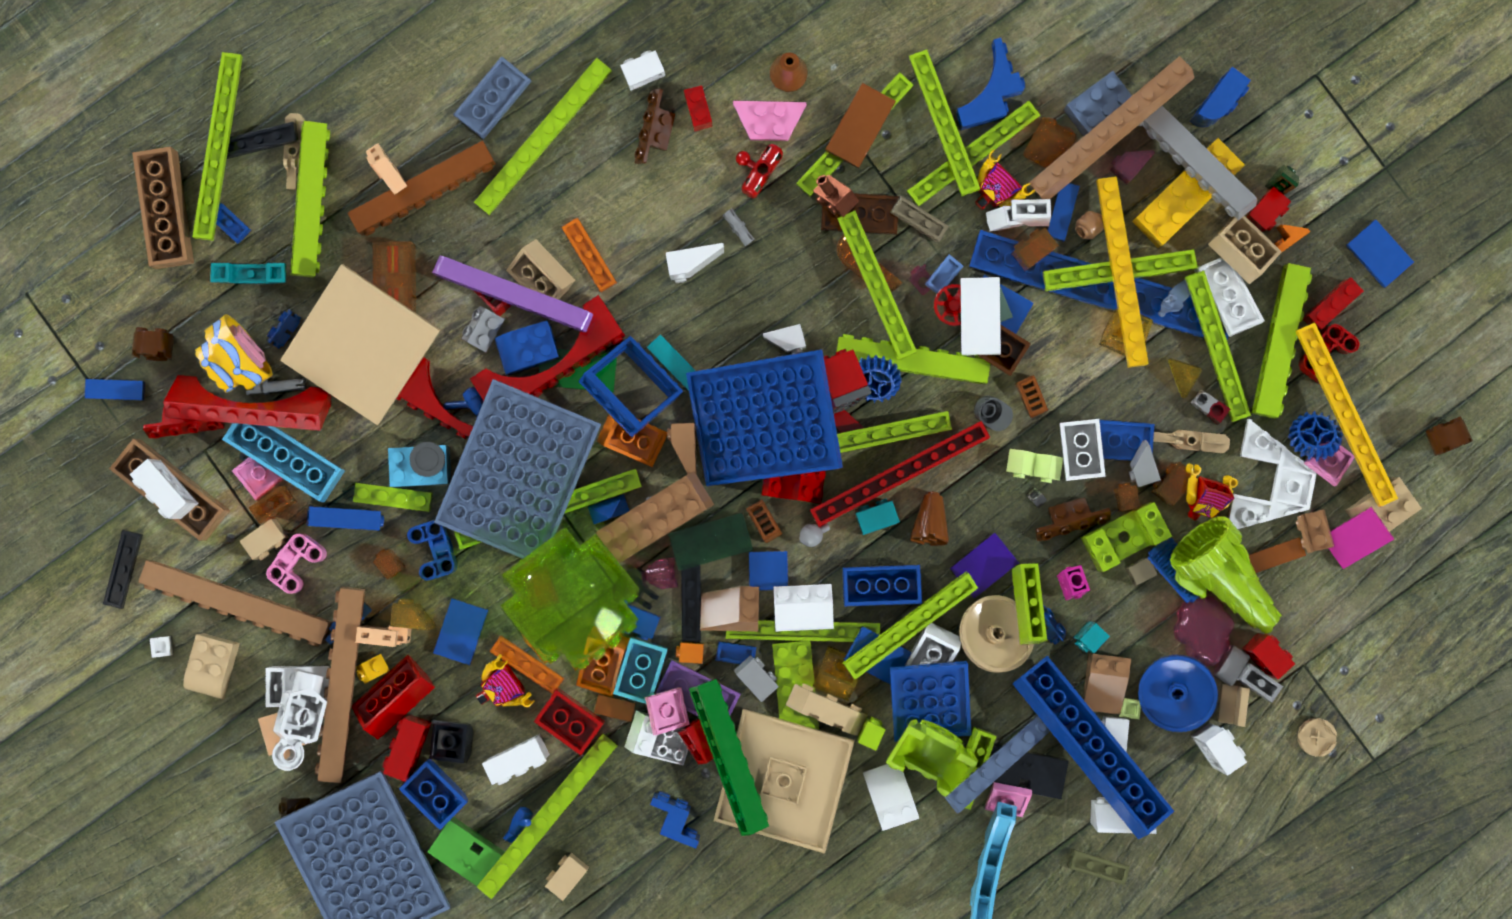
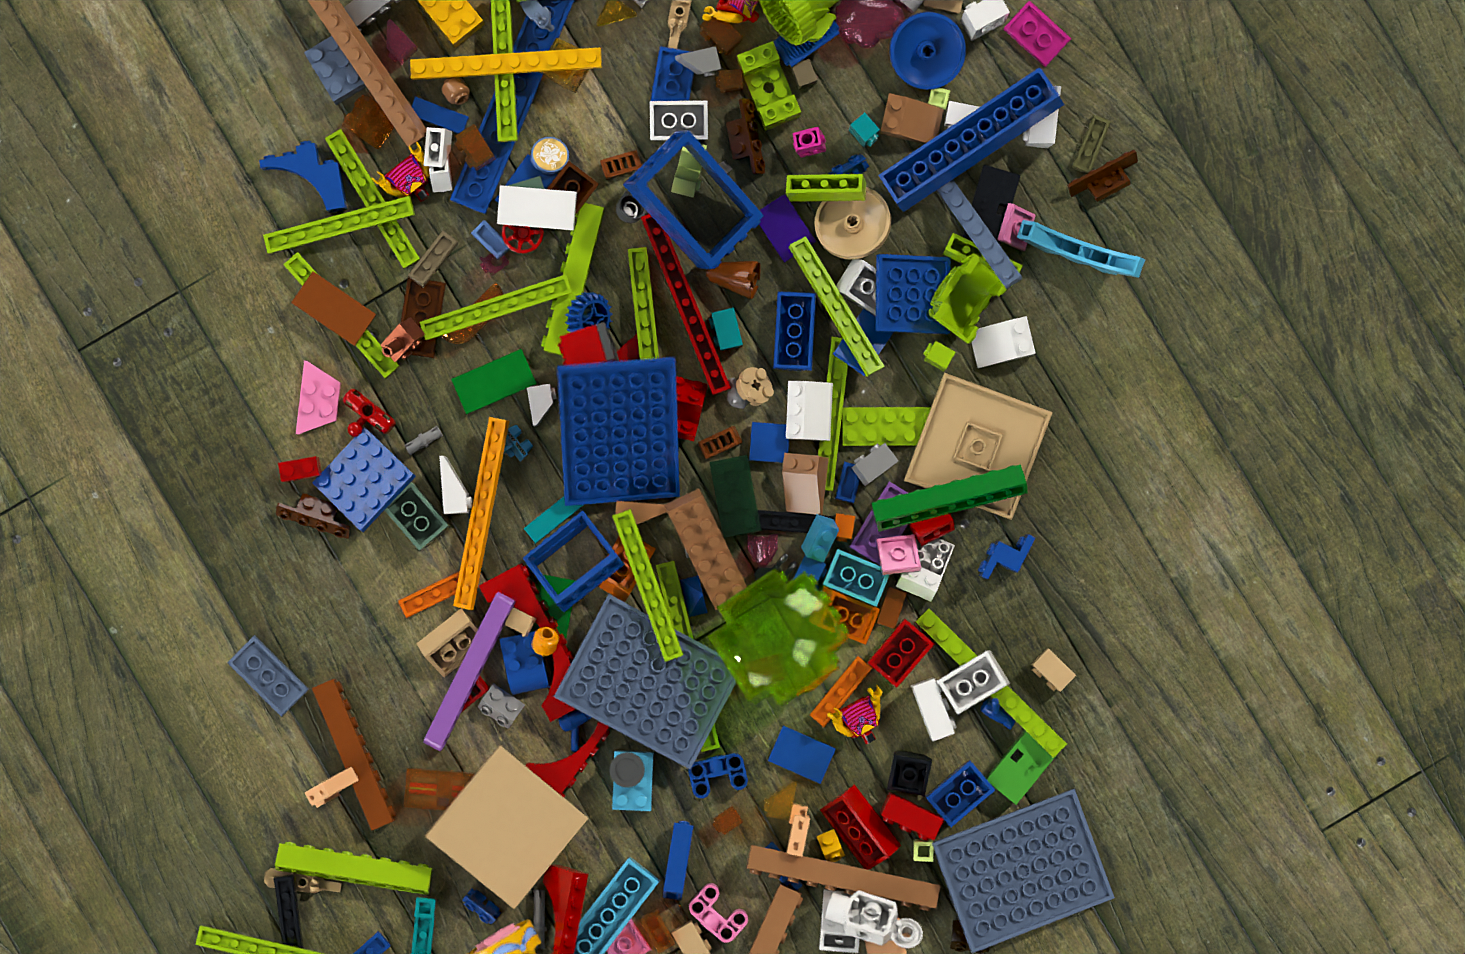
camera: 85 degrees left, 0 degrees up
(373, 762) = (923, 850): none -> yellowish green brick
(392, 497) = (661, 811): lime plate -> none
(543, 136) = (312, 628): lime plate -> none
(544, 799) = (973, 682): none -> white brick
(547, 365) = (545, 641): none -> light orange head
(565, 339) = (520, 621): none -> tan bracket
(612, 462) = (647, 585): none -> lime plate
(642, 69) = (255, 521): white brick -> none
(662, 226) = (417, 517): none -> sand green brick
(670, 290) = (481, 513): none -> light orange plate
(676, 630) = (820, 538): none -> dark azure piece
(693, 171) = (364, 479): none -> plate
(739, 317) = (512, 445): none -> dark azure hips
(788, 72) = (277, 379): dark orange cone -> none
(803, 291) = (494, 381): none -> green tile
(826, 709) = (911, 397): tan brick -> none
(829, 556) = (762, 382): none -> tan plate
(833, 675) = (879, 387): clear yellow slope -> none
(1011, 414) = (638, 188): none -> blue door
(1034, 324) = (549, 155): none -> tile
(1065, 885) = (1105, 179): none -> reddish brown bracket
(1205, 802) = (1037, 33): none -> dark pink tile

